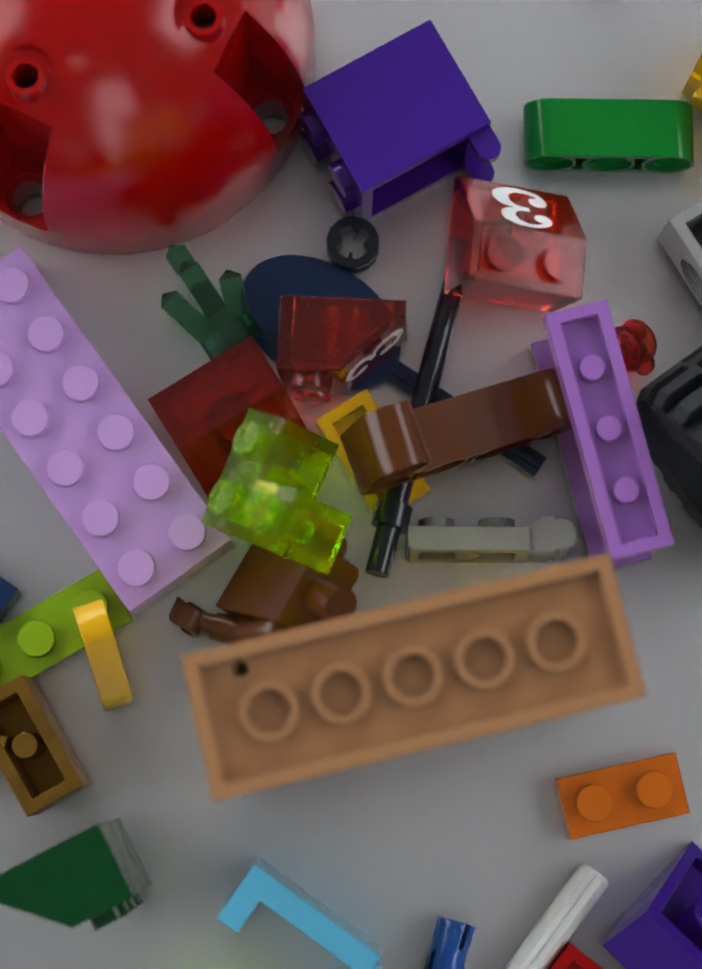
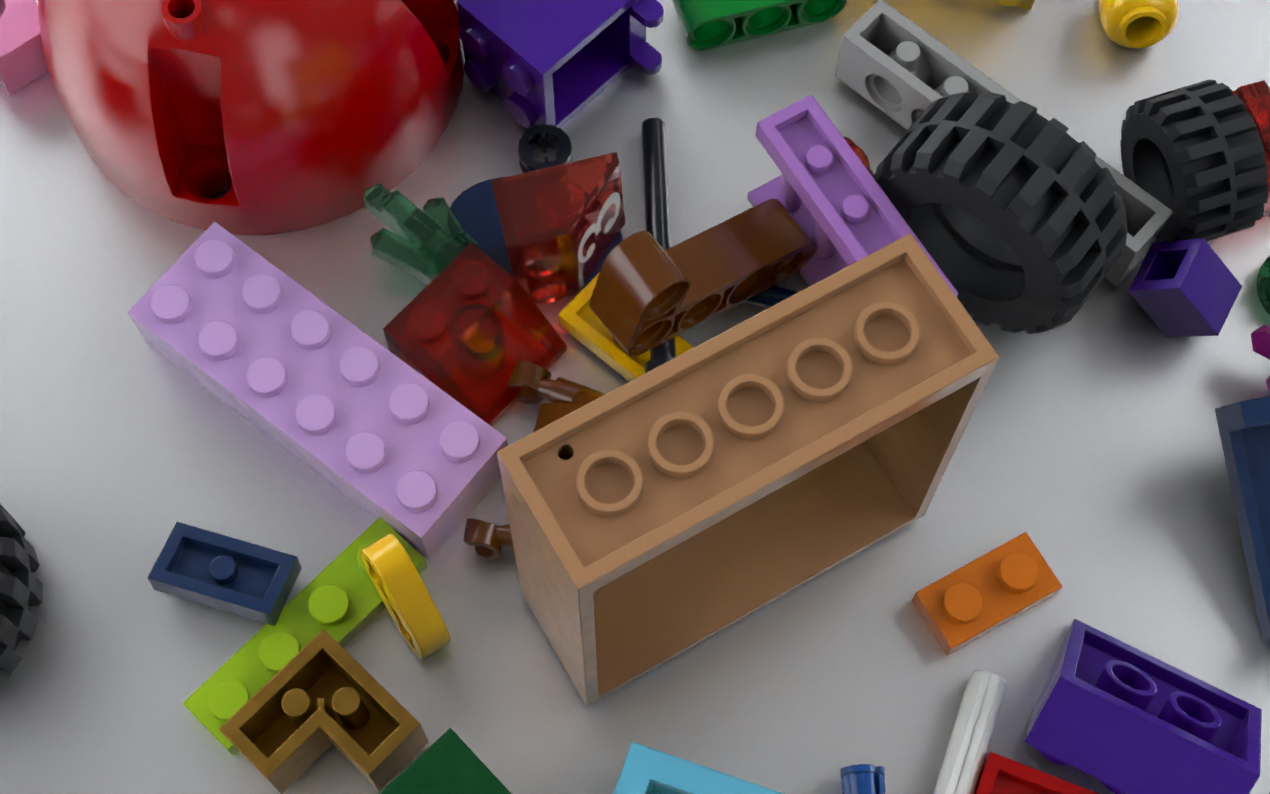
camera: 15 degrees left, 15 degrees down
(272, 492) = (538, 363): clear neon green brick -> none
(514, 246) = (700, 112): clear red slope -> none

